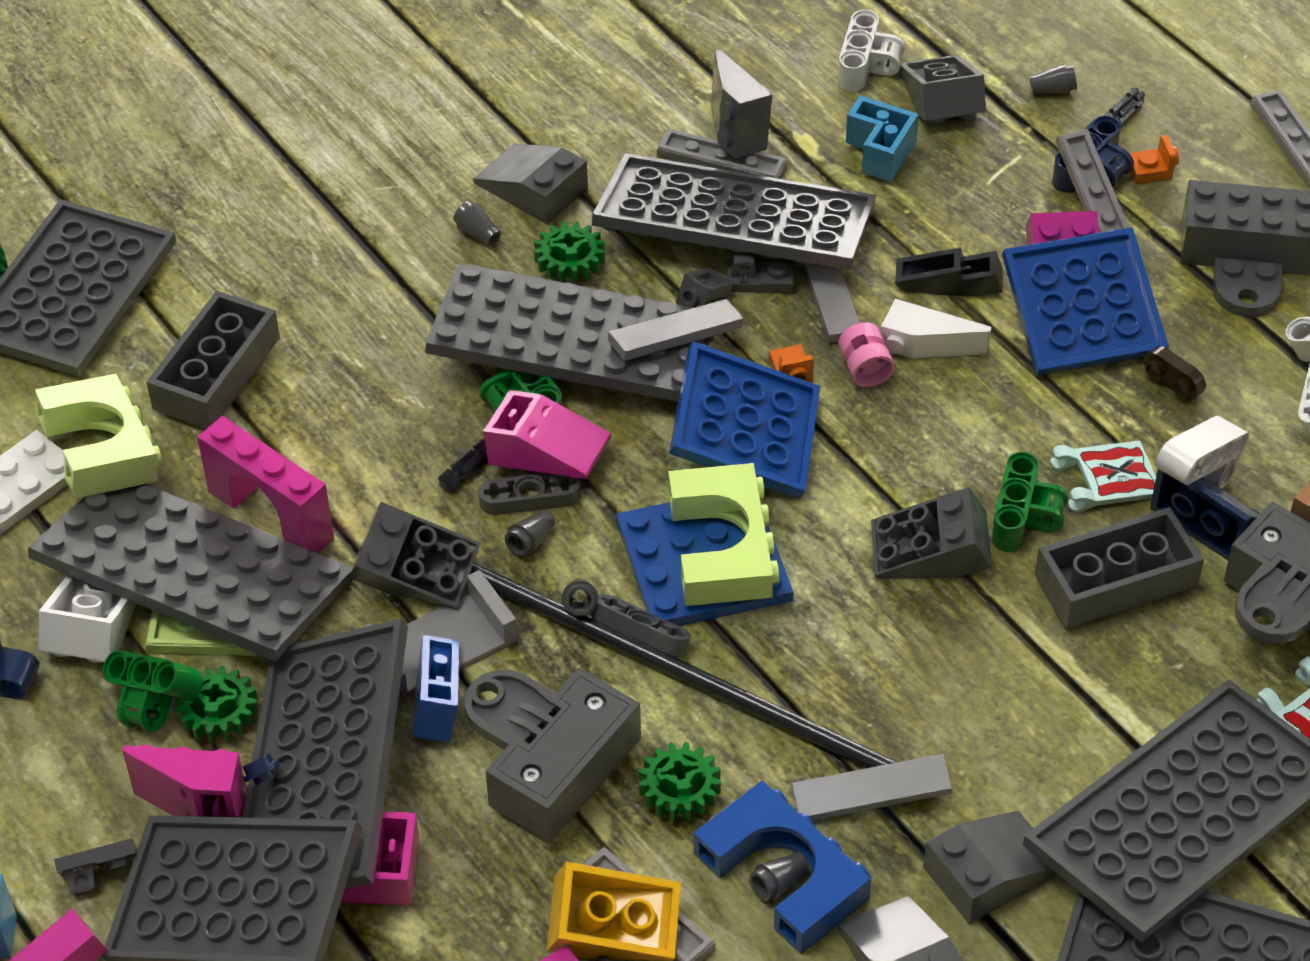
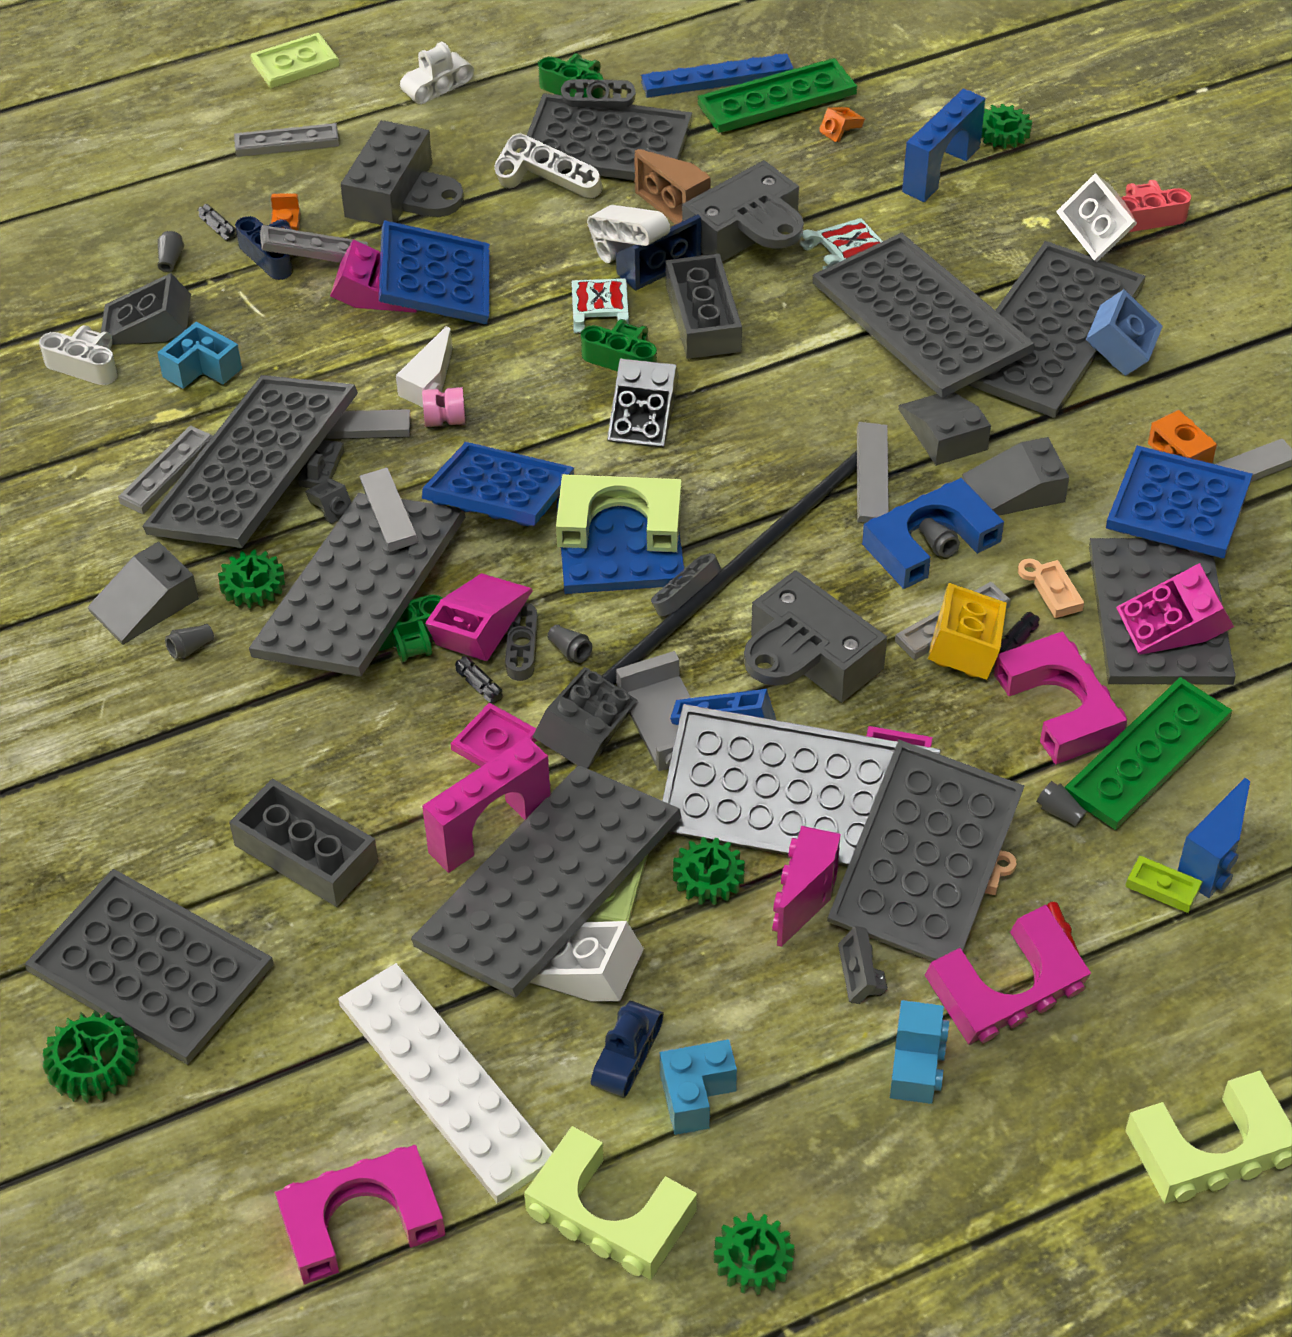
camera: 80 degrees left, 0 degrees up
(102, 405) = (335, 931): yellowish green arch -> none
(149, 686) = (700, 918): green piece -> none
(260, 769) = (794, 825): dark blue plate -> none
(387, 484) = (490, 735): none -> dark pink tile
(582, 604) = (654, 612): dark grey cone -> none
(679, 781) = (847, 578): green gear -> none
(739, 108) = (128, 435): dark grey slope -> none
(793, 362) = (431, 458): orange bracket -> none
(951, 273) = (366, 346): black slope -> none
(1174, 373) = (516, 245): dark brown plate -> none

